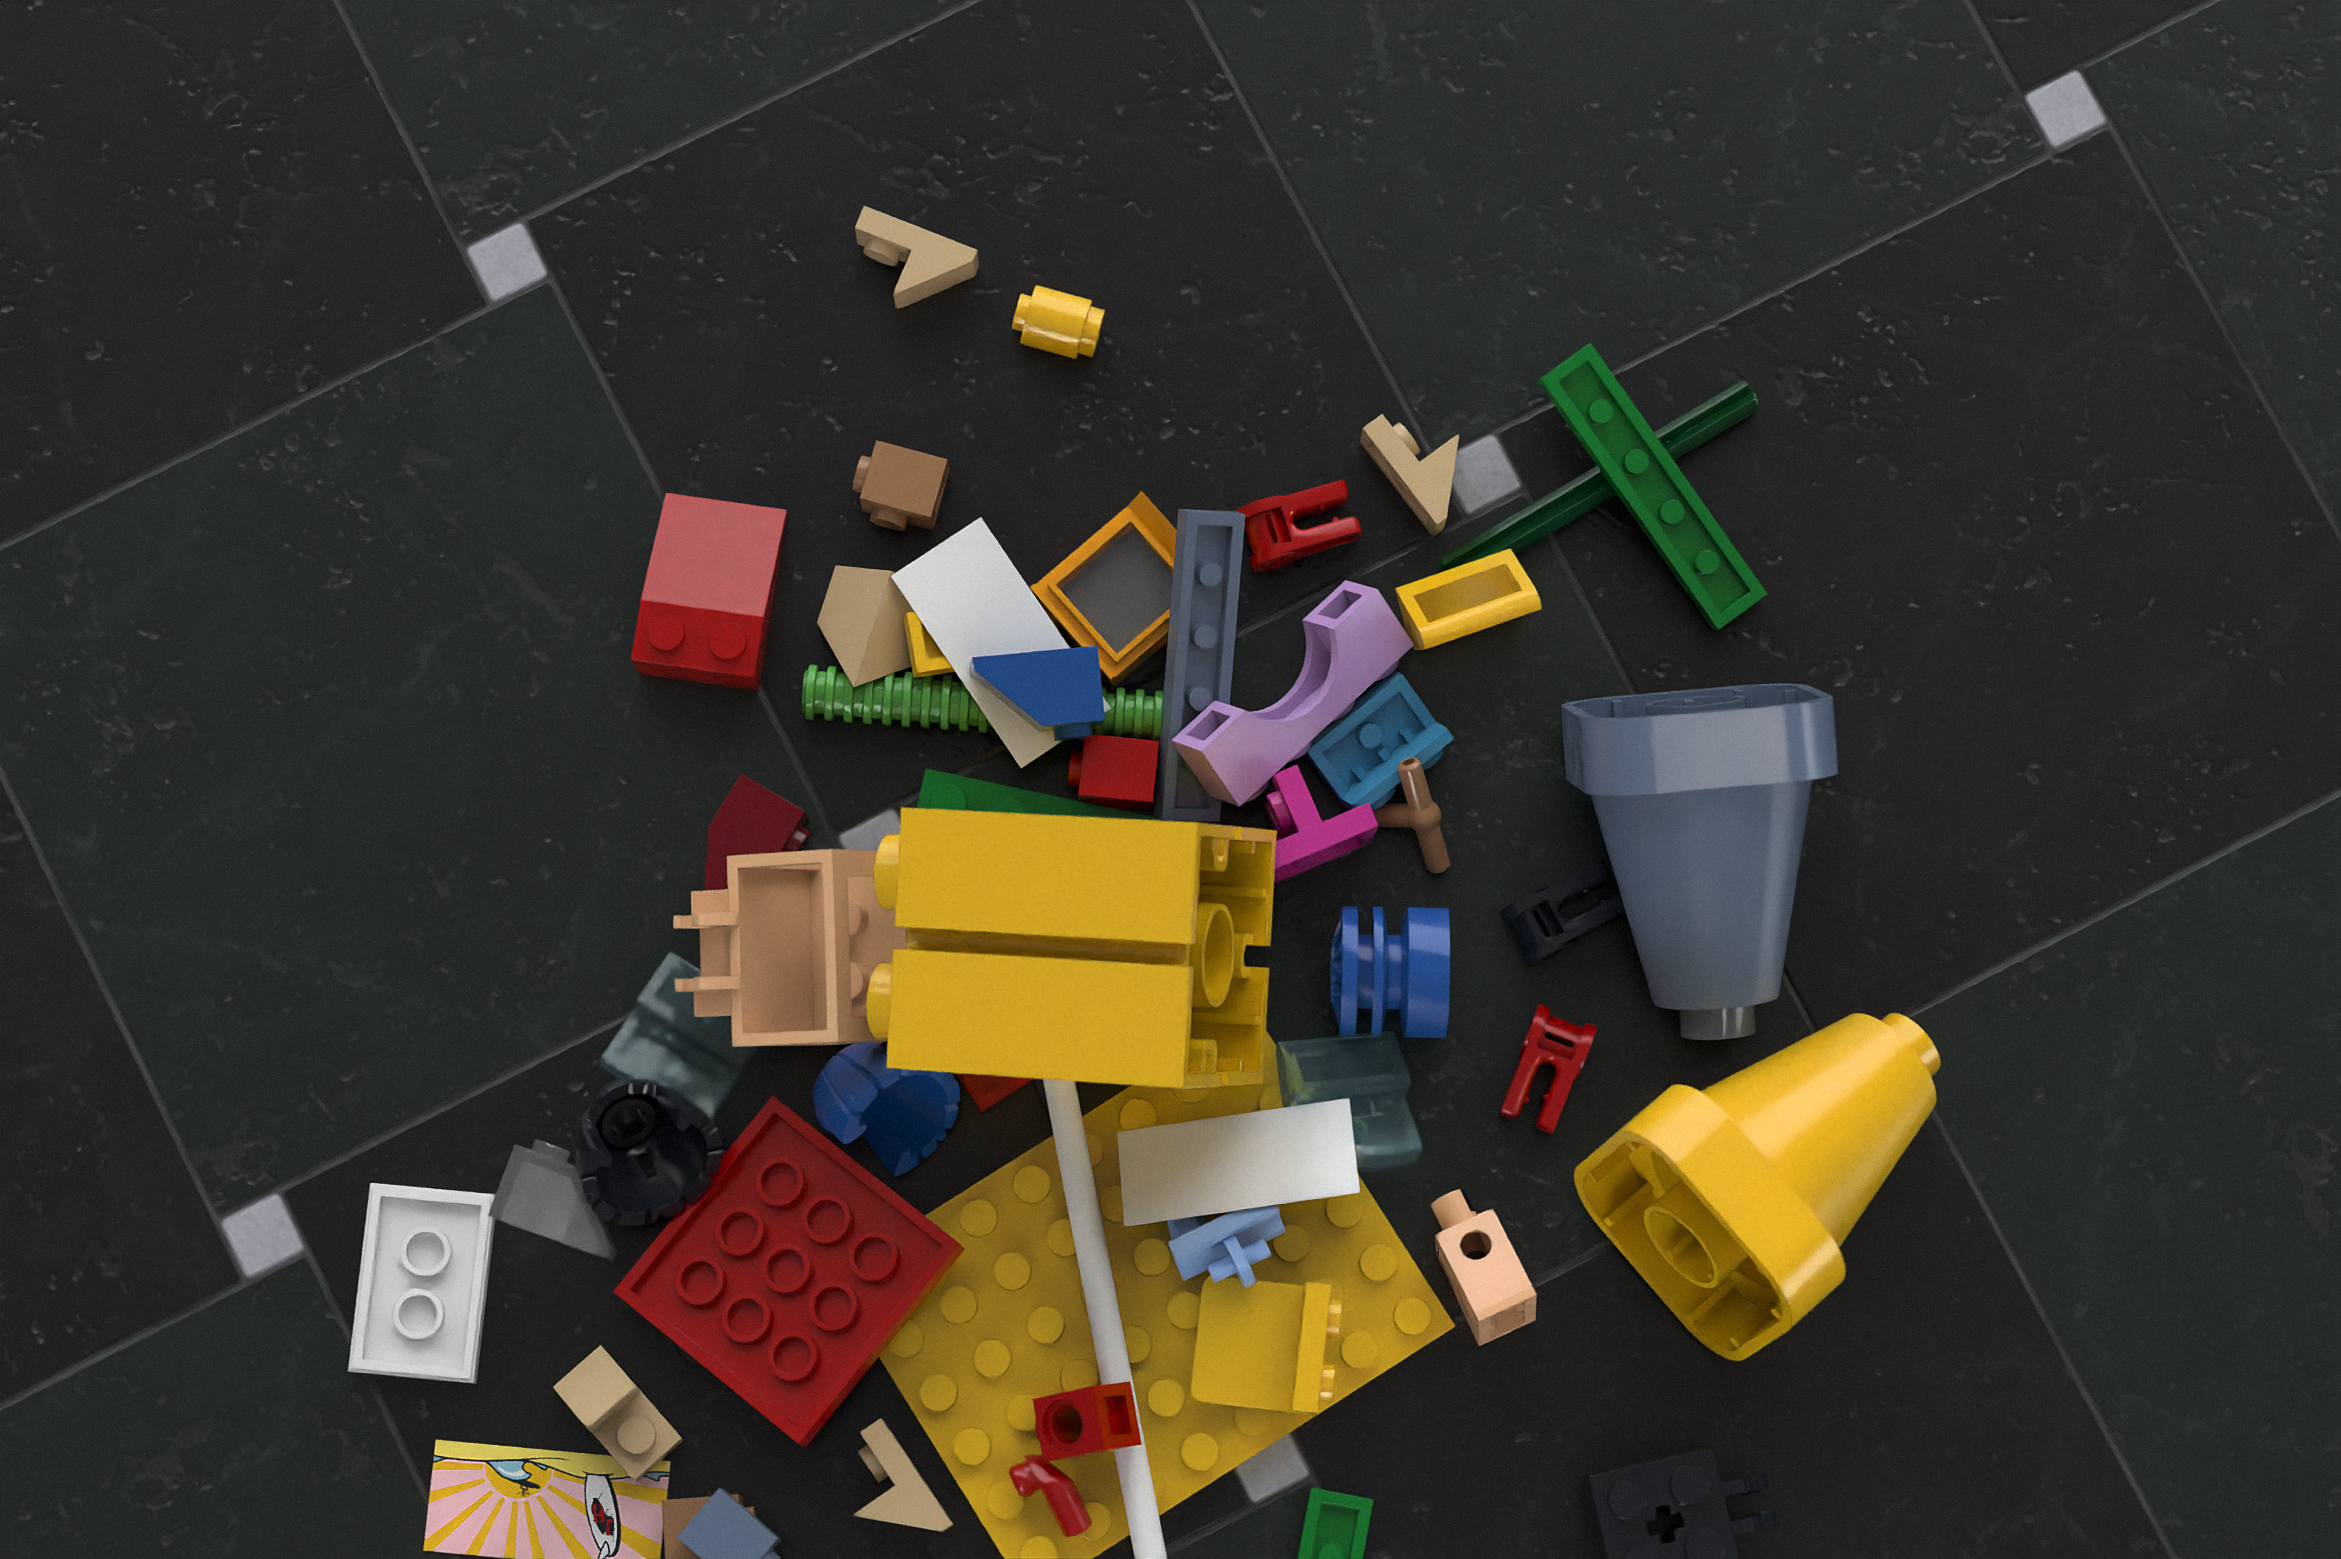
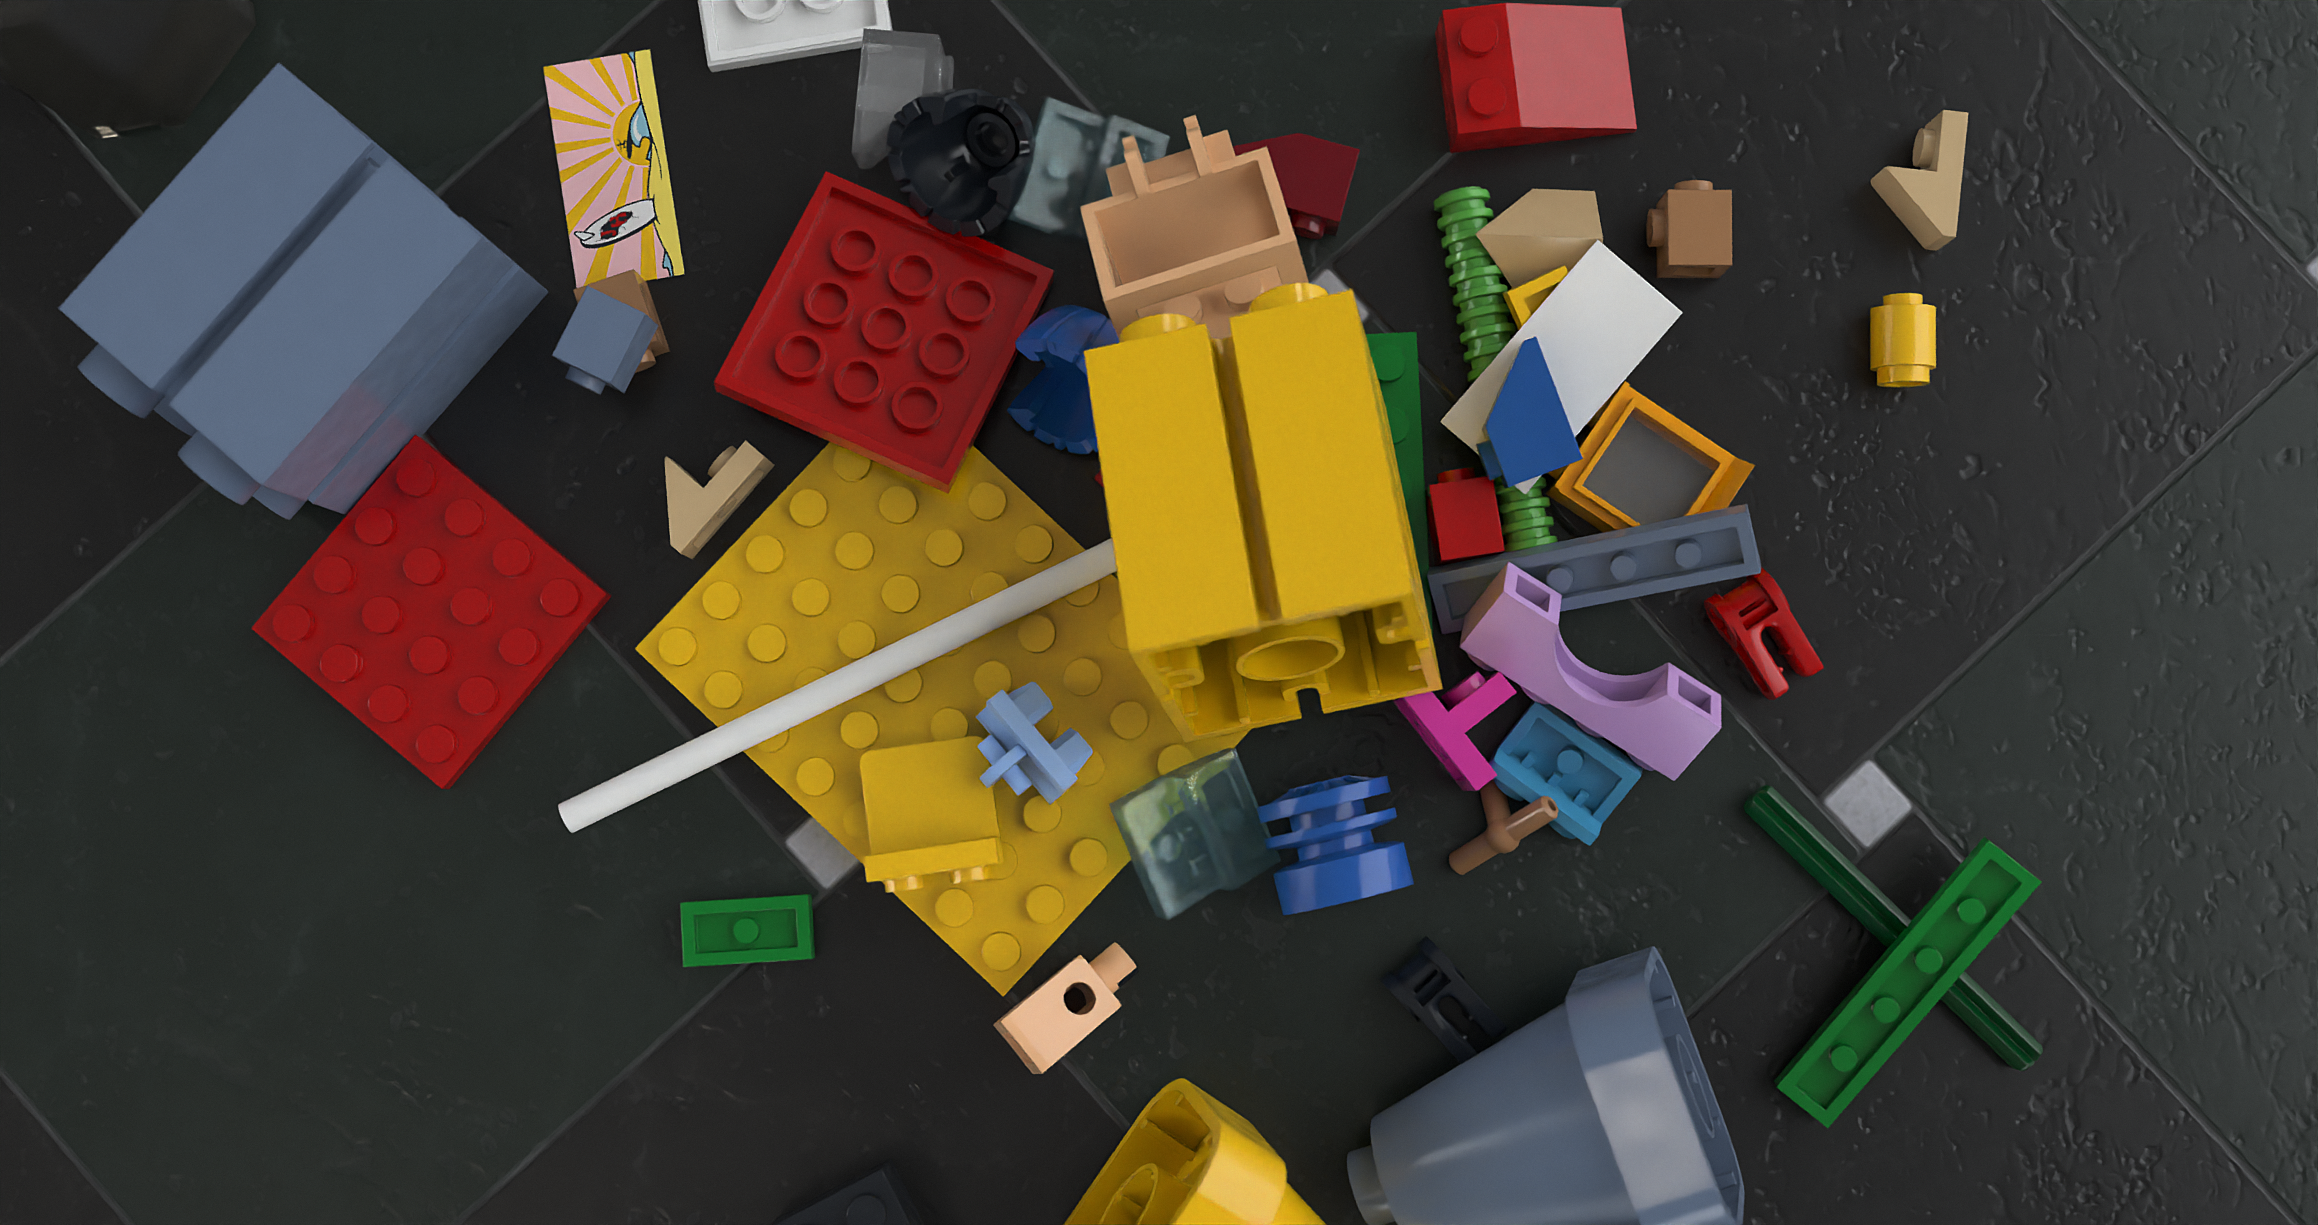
camera: 85 degrees right, 5 degrees up
(618, 1413) = (714, 210): tan slope -> none
(1057, 1489) = (738, 647): red arm -> none
(1086, 1421) = (807, 656): red brick -> none
(1237, 1162) = (1102, 739): white sticker -> none
(1421, 484) = (1842, 745): tan slope -> none
(1466, 599) = (1735, 822): yellow tile -> none
(1565, 1061) = (1298, 1010): red piece -> none

